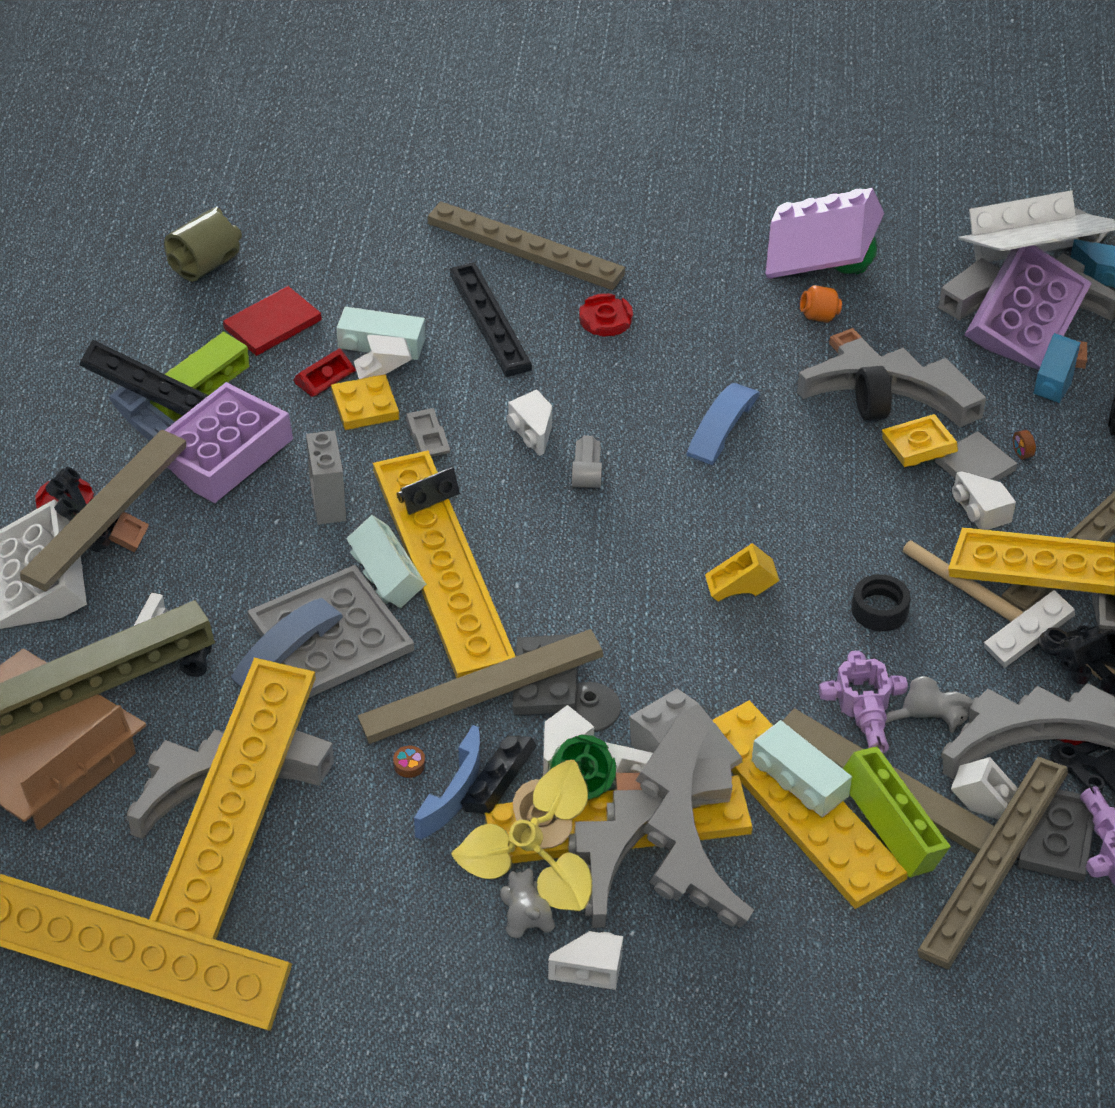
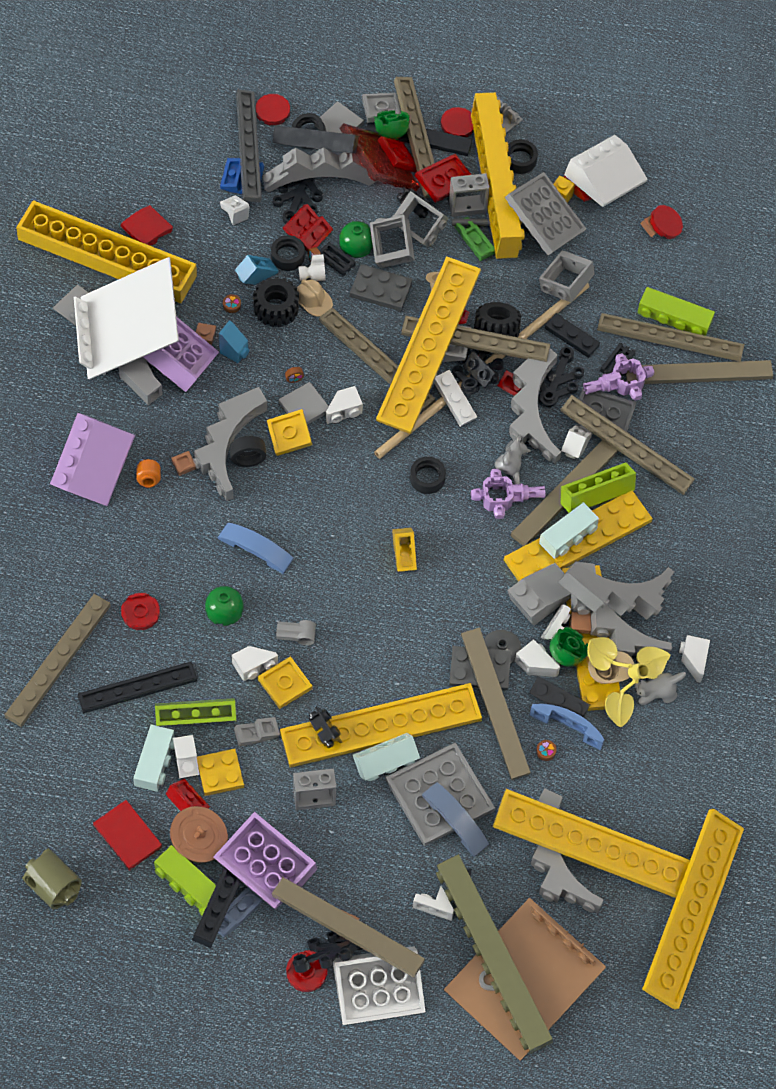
camera: 90 degrees left, 15 degrees up
(267, 372) = (198, 834): none -> nougat piece
(448, 362) = (195, 712): none -> lime brick
(504, 456) = (285, 682): none -> yellow plate
(622, 390) = (224, 605): none -> green cylinder

